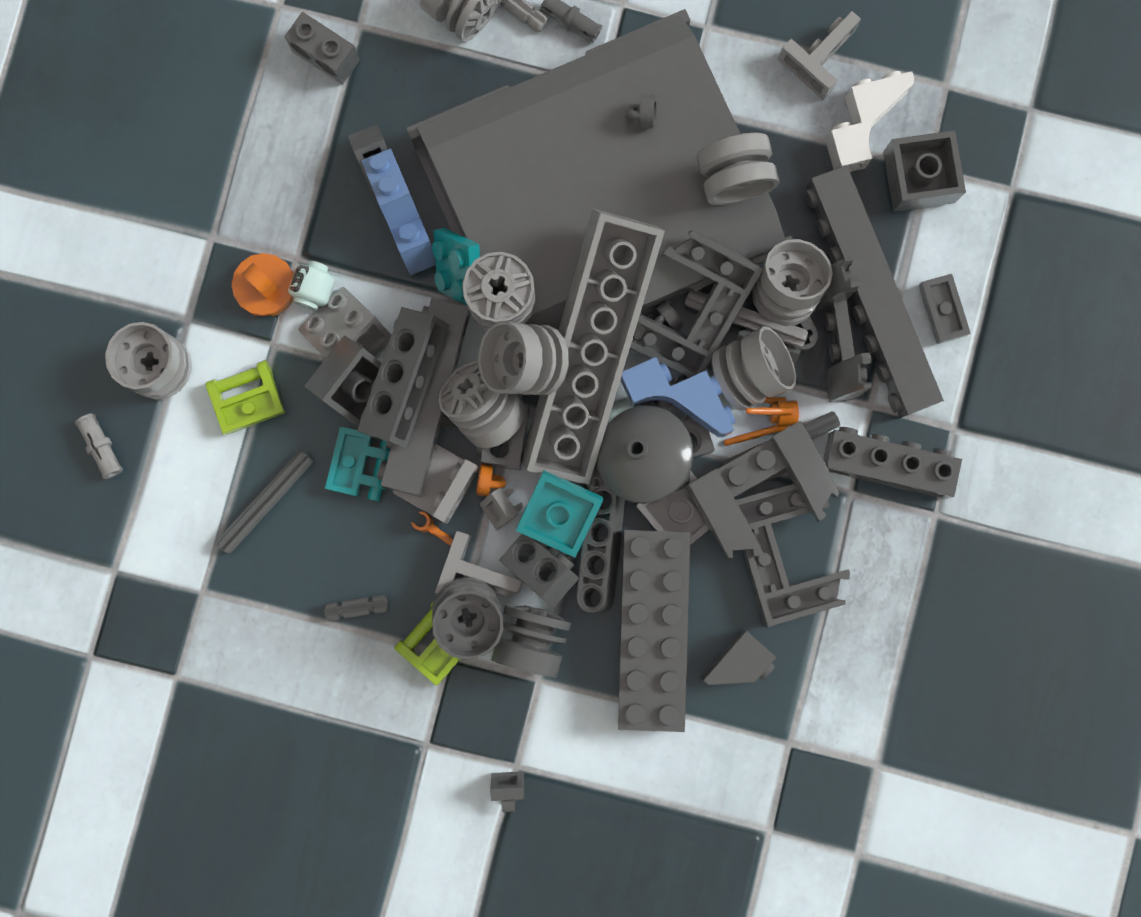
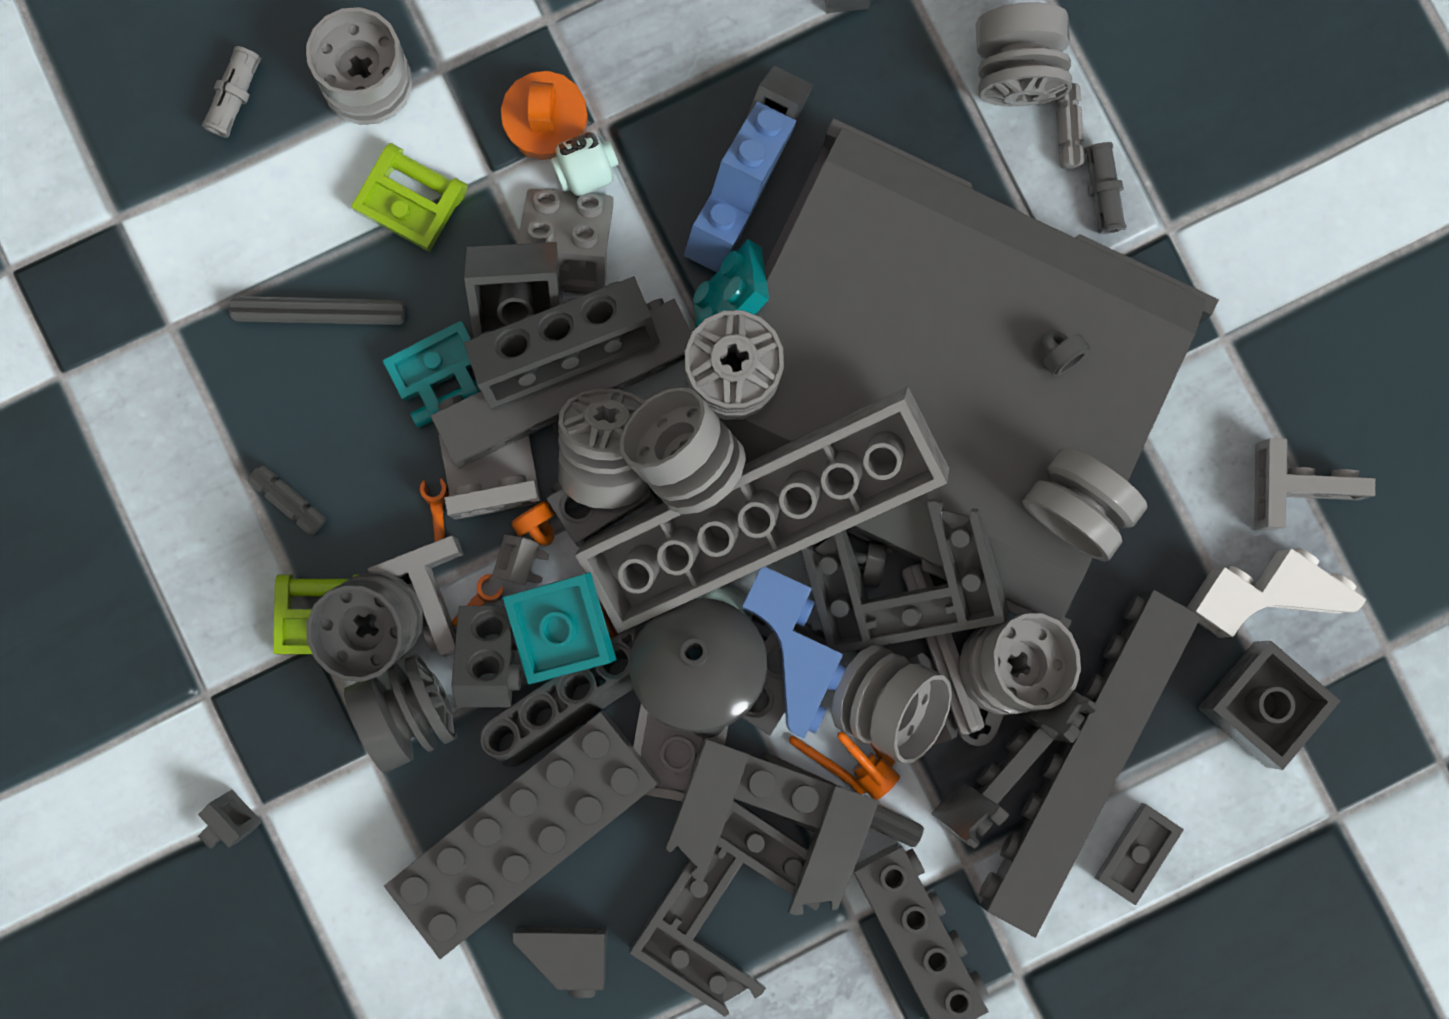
camera: 40 degrees right, 0 degrees up
(503, 547) = (480, 598): none -> orange hand

